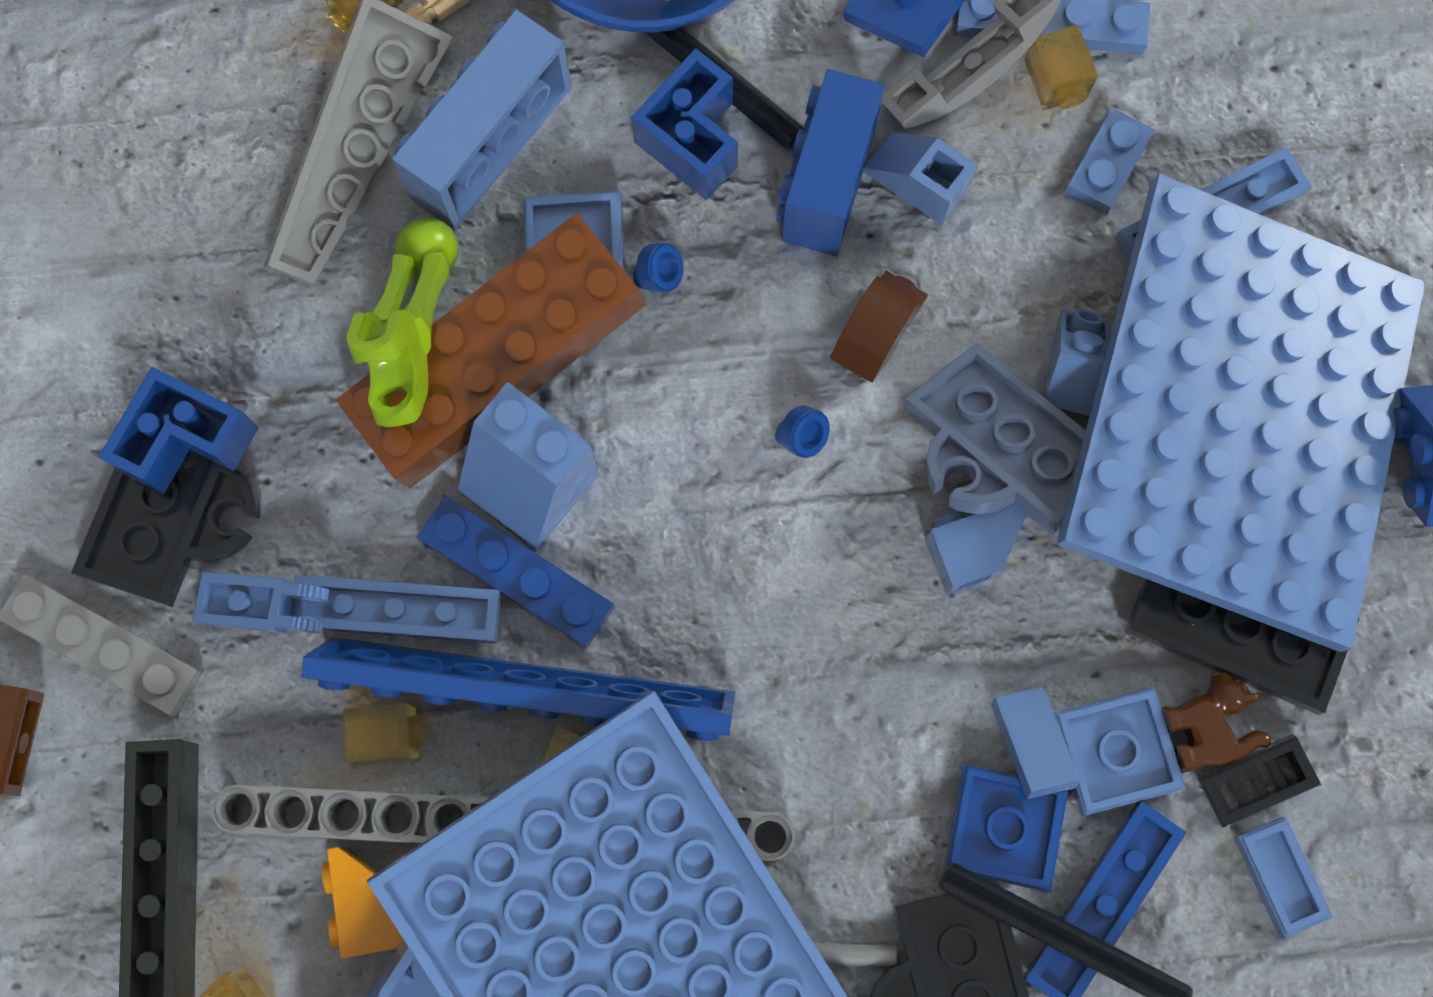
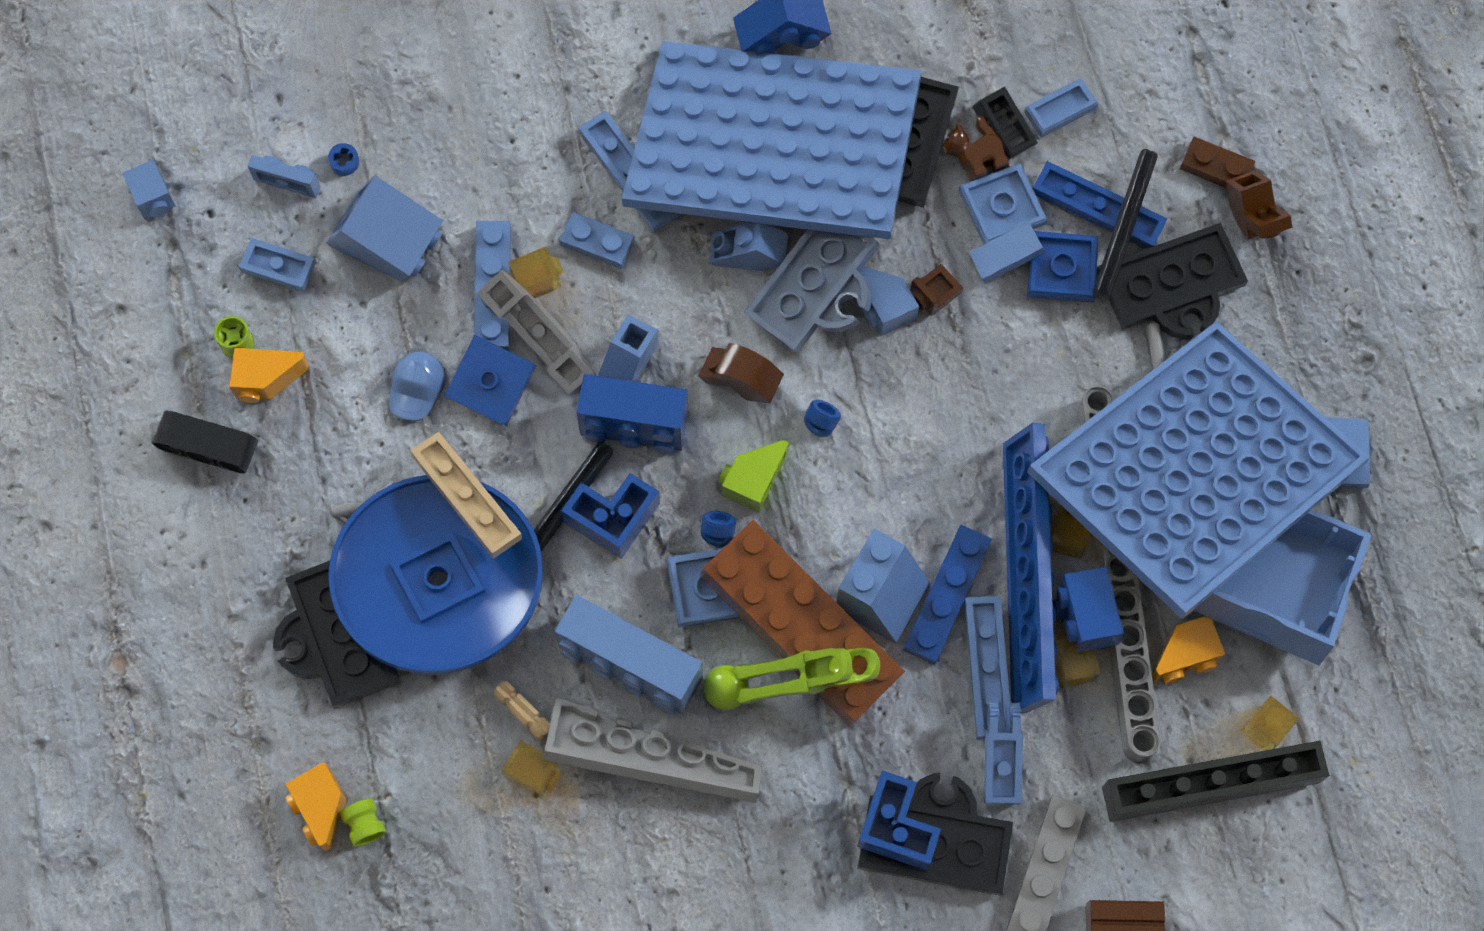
camera: 100 degrees left, 5 degrees down
(431, 756) = (1088, 610): none -> blue brick
(724, 323) = (753, 475): none -> lime slope
(983, 622) = (935, 290): none -> reddish brown bracket

